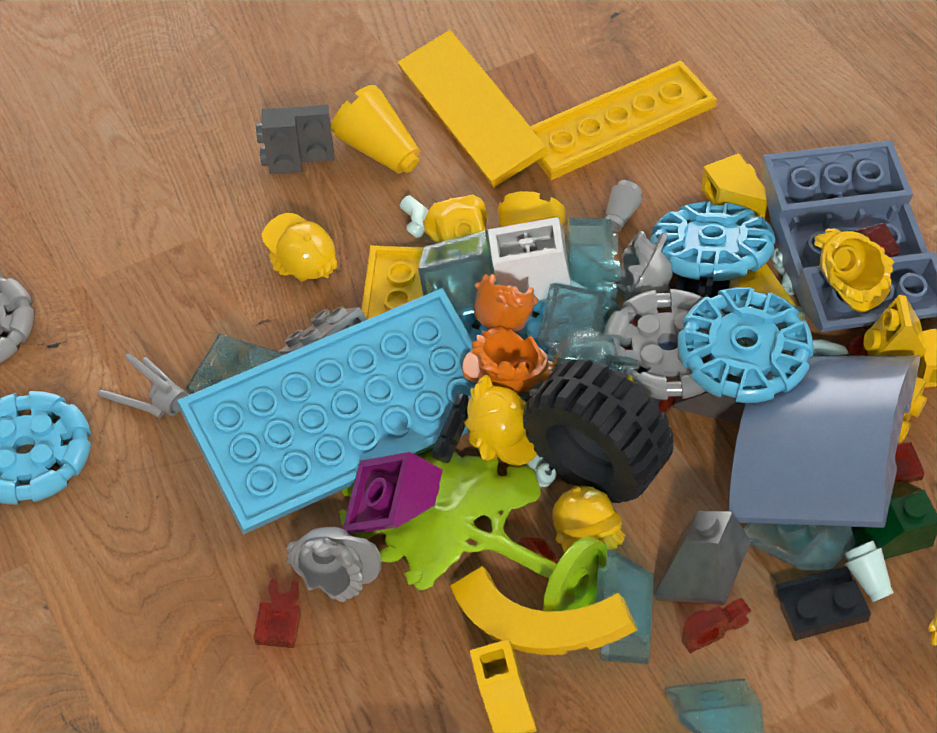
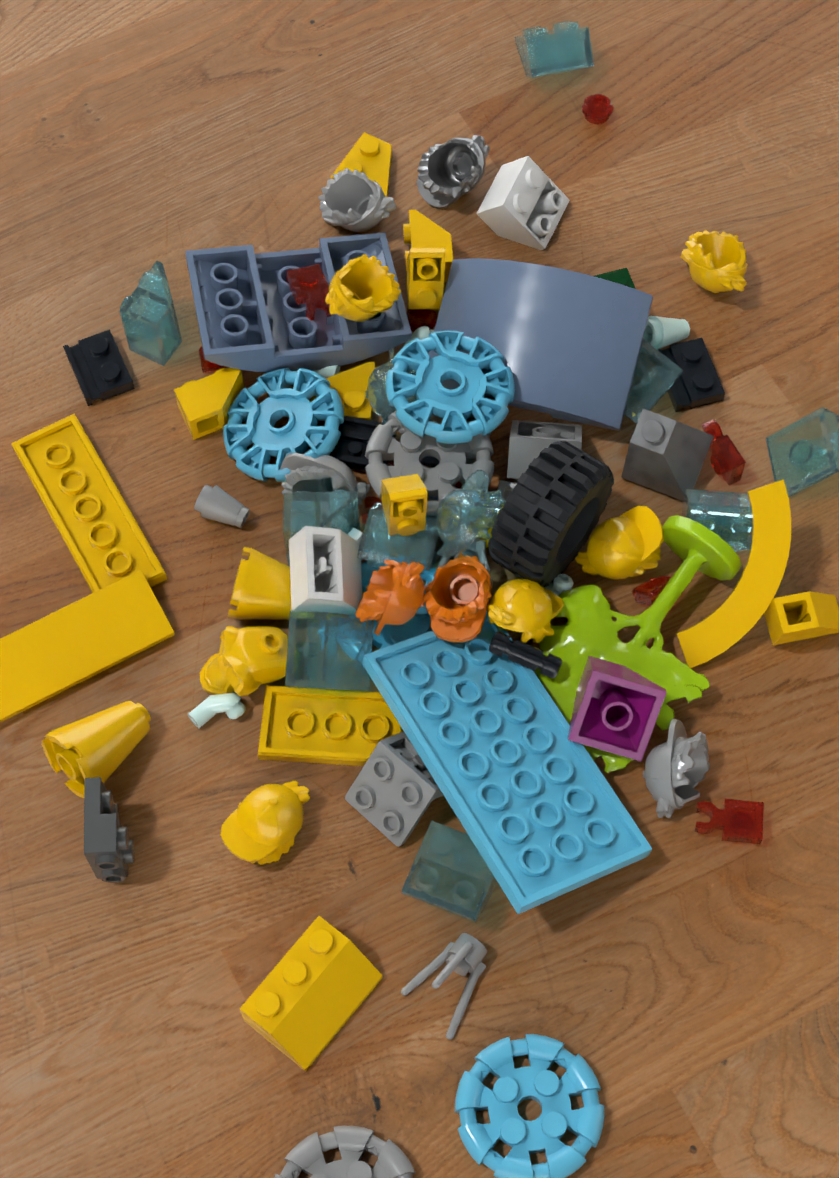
camera: 90 degrees left, 10 degrees up
(147, 287) = (311, 993): none -> yellow slope
(596, 299) = (404, 504): none -> yellow slope
(704, 445) = (531, 437): none -> light grey slope
(771, 114) = (99, 367): none -> black plate
(823, 124) = (151, 317): none -> clear light blue slope

